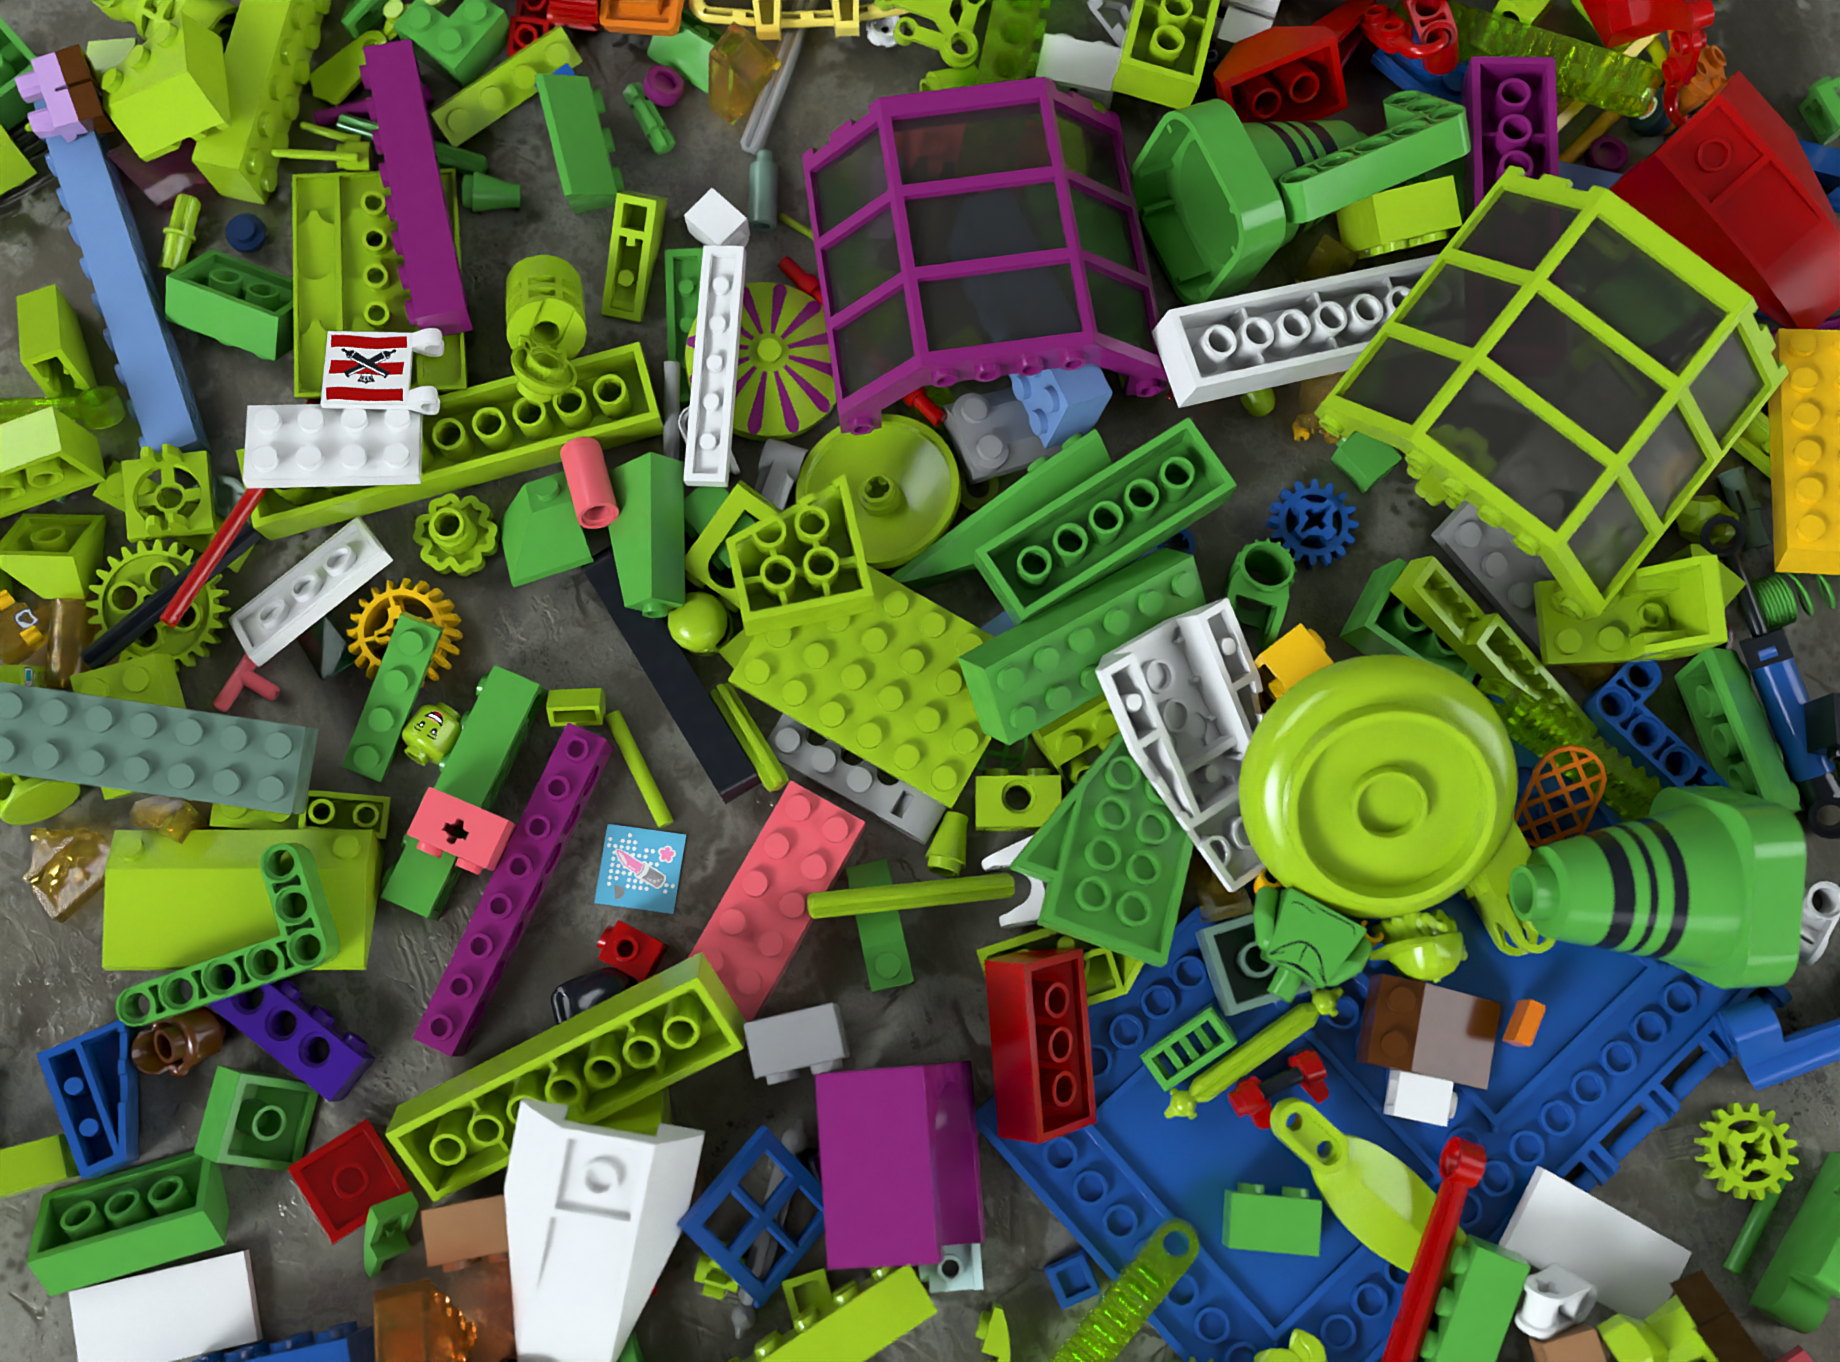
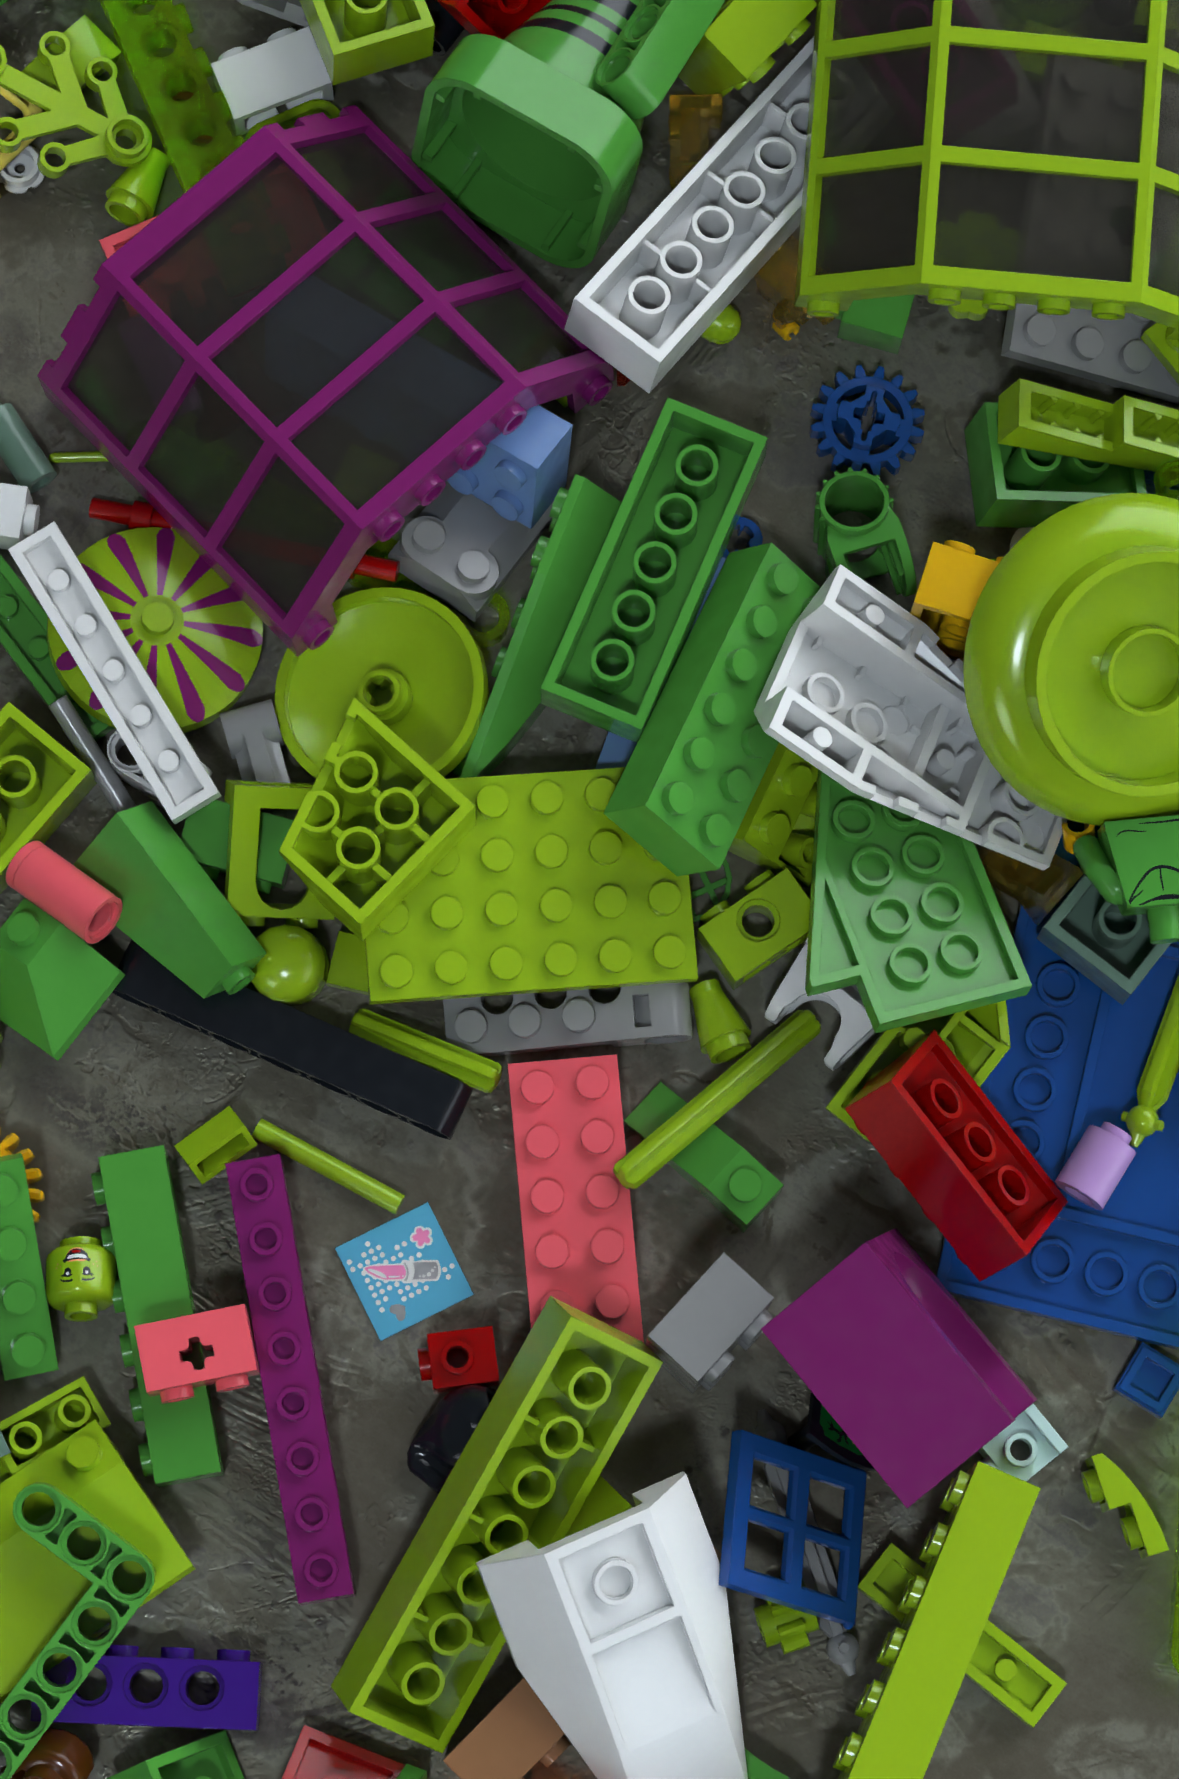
camera: 40 degrees left, 0 degrees up
(1132, 1112) = (1097, 1165): none -> lavender brick
(1198, 1060) = (1144, 1026): bright green slope -> none

